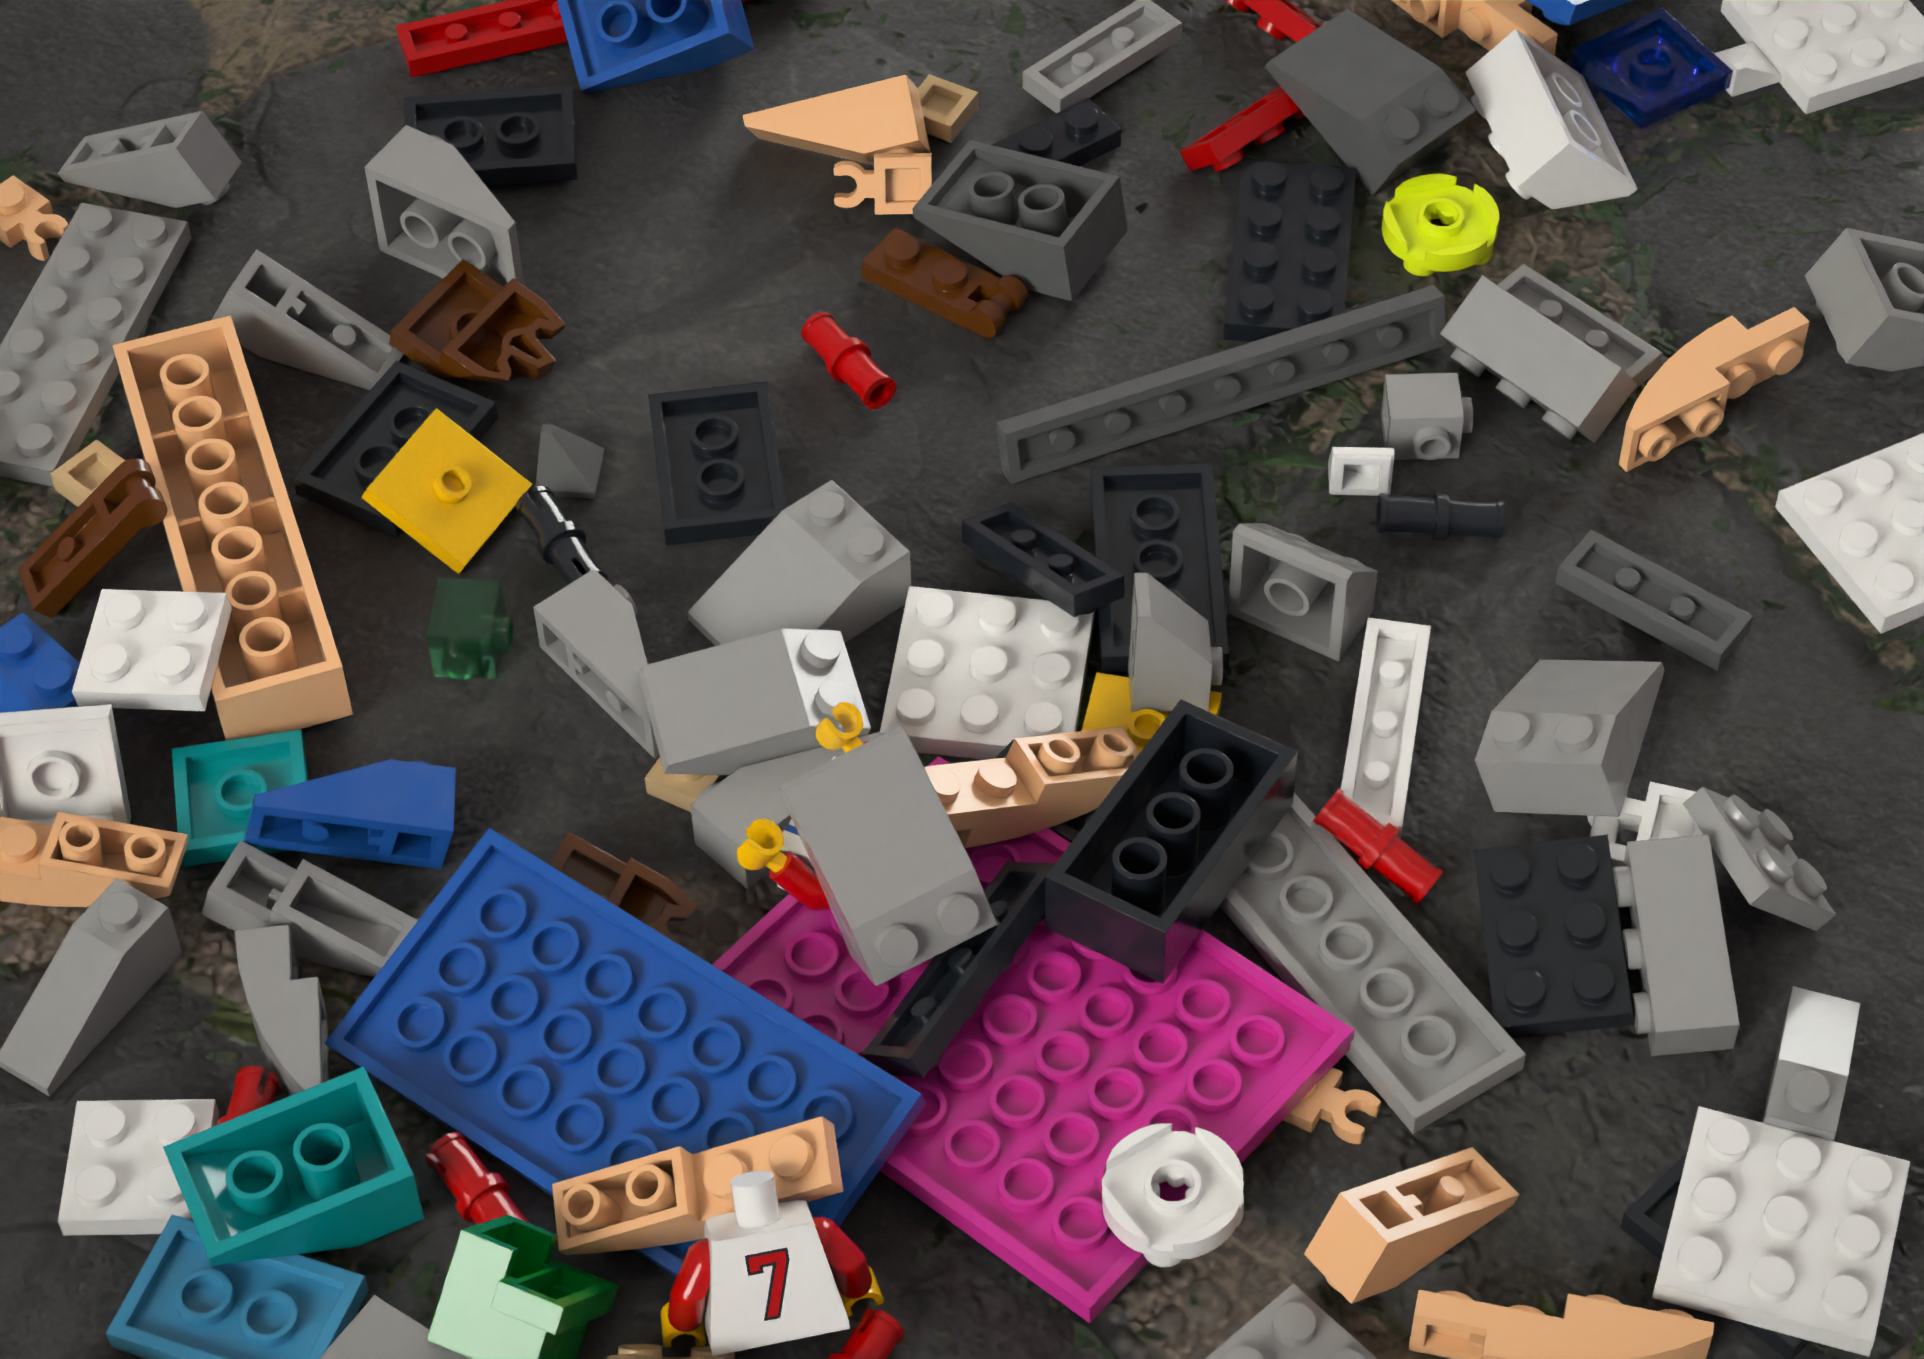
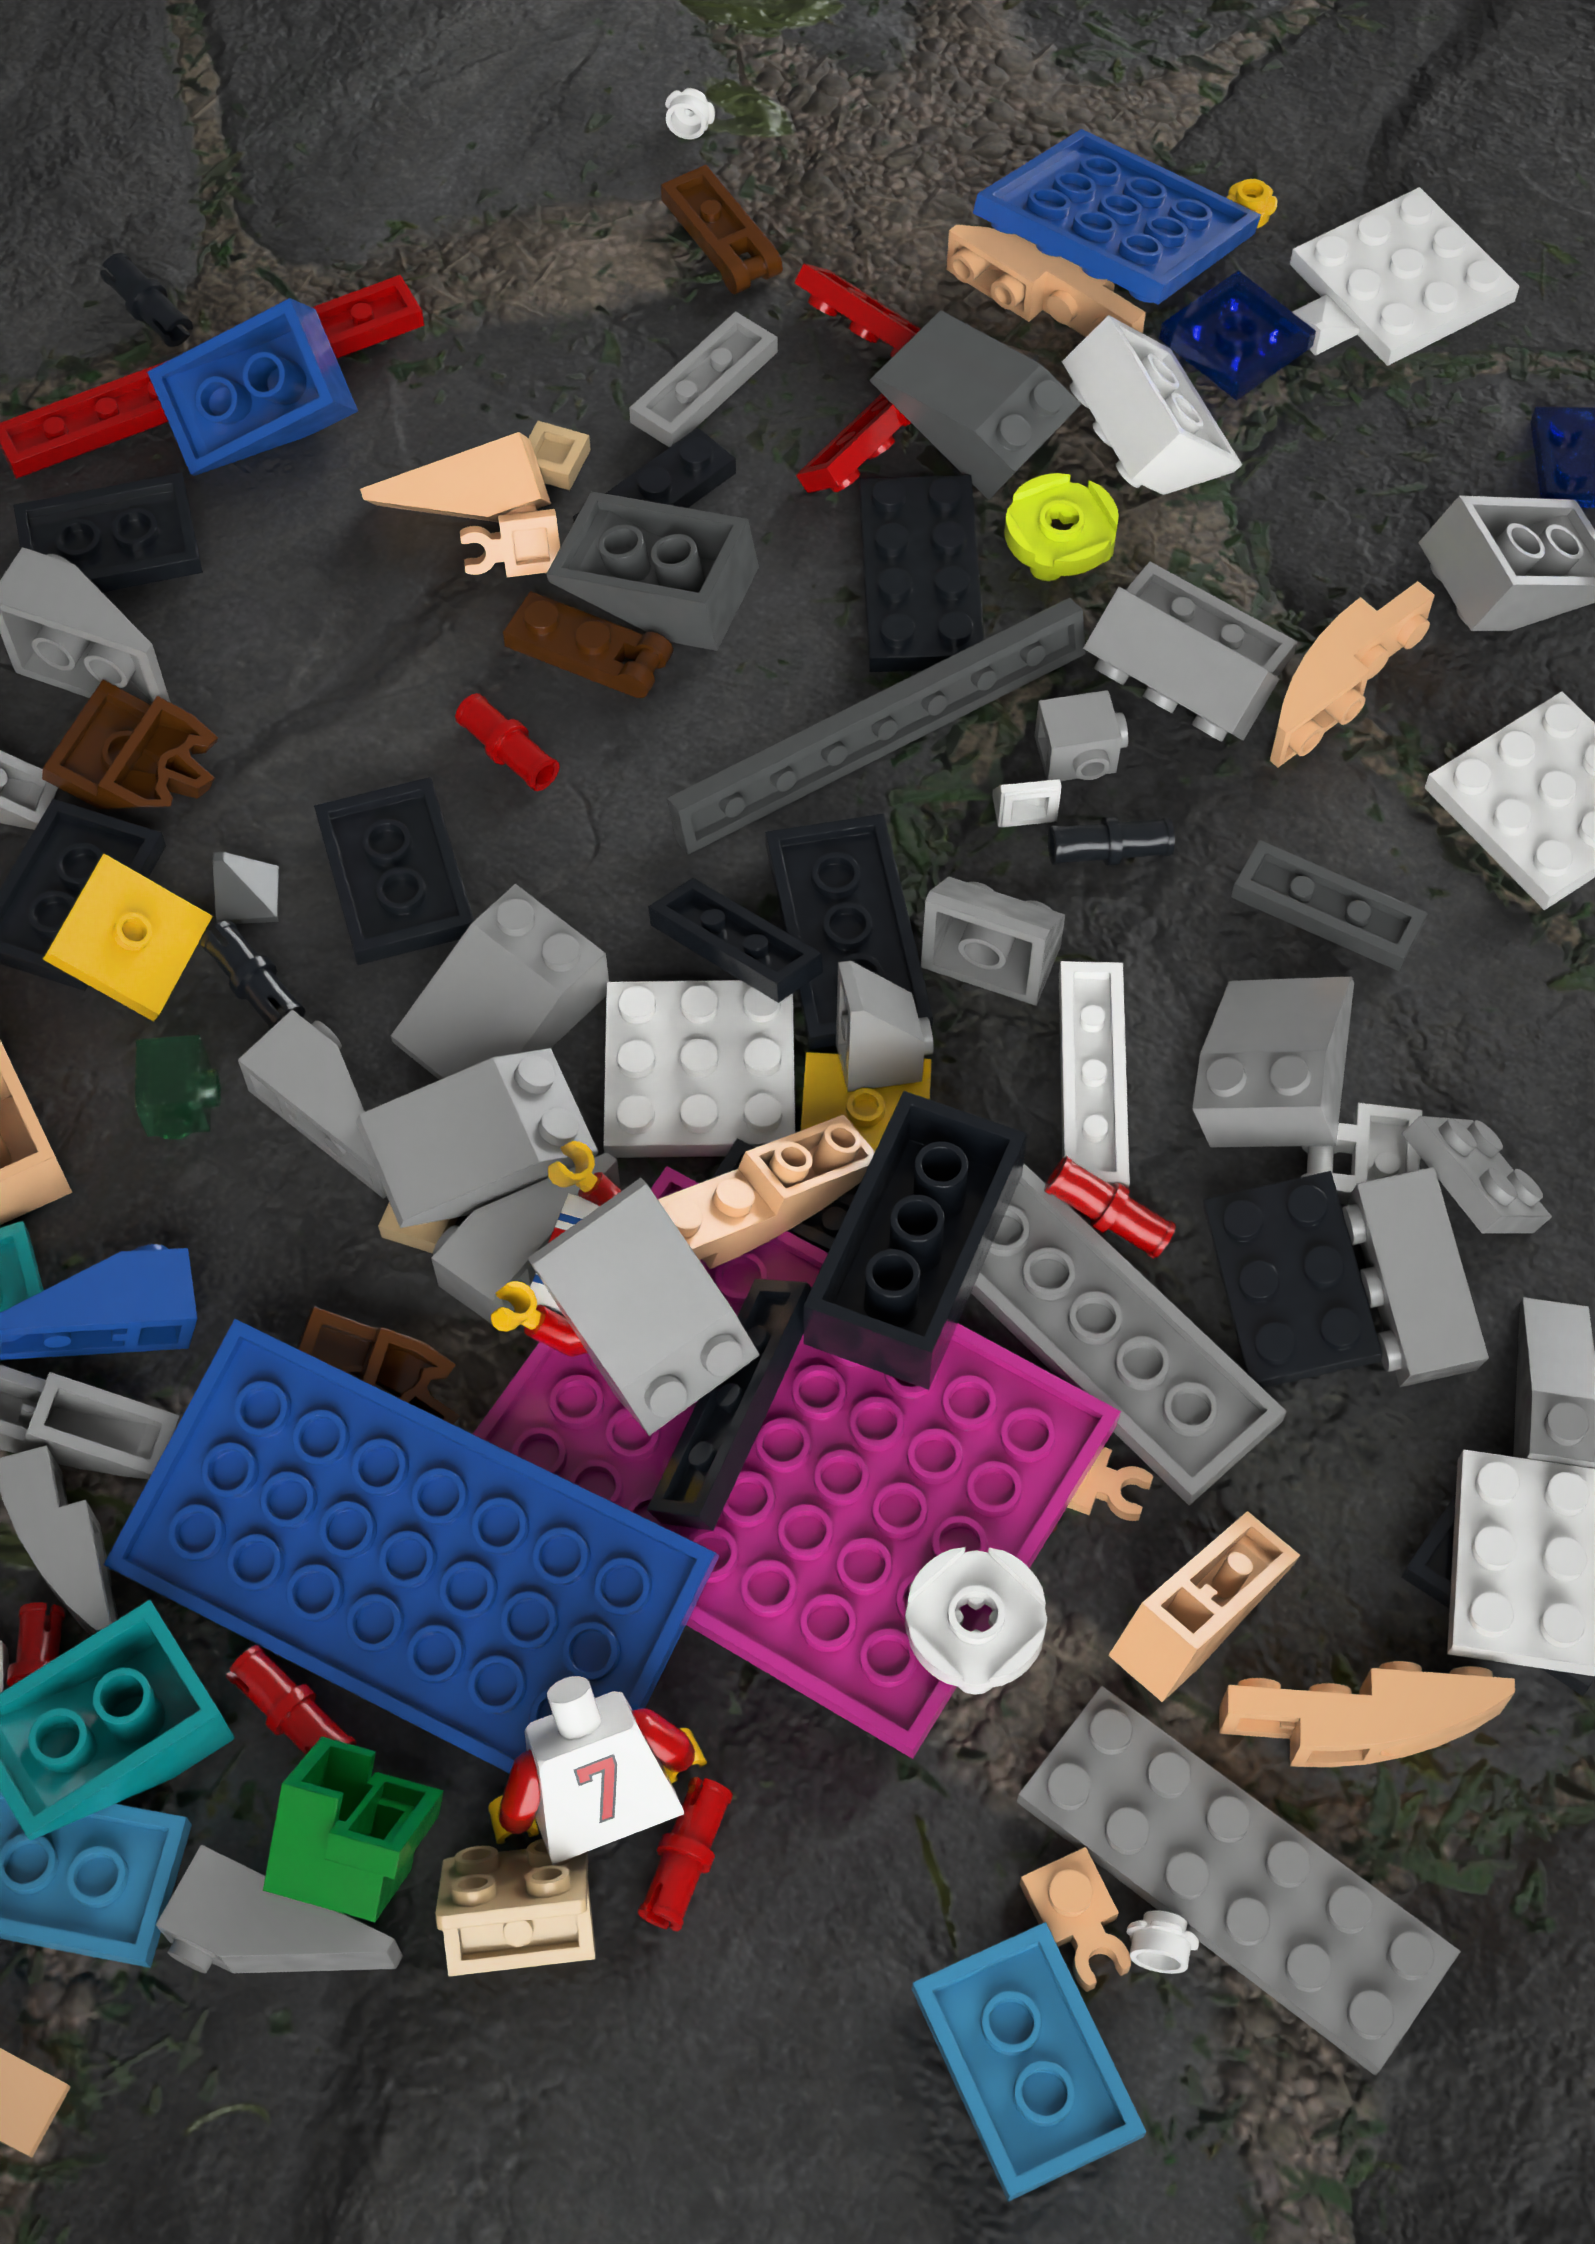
camera: 10 degrees left, 10 degrees up
(674, 1192) = (505, 1687): light nougat slope -> none

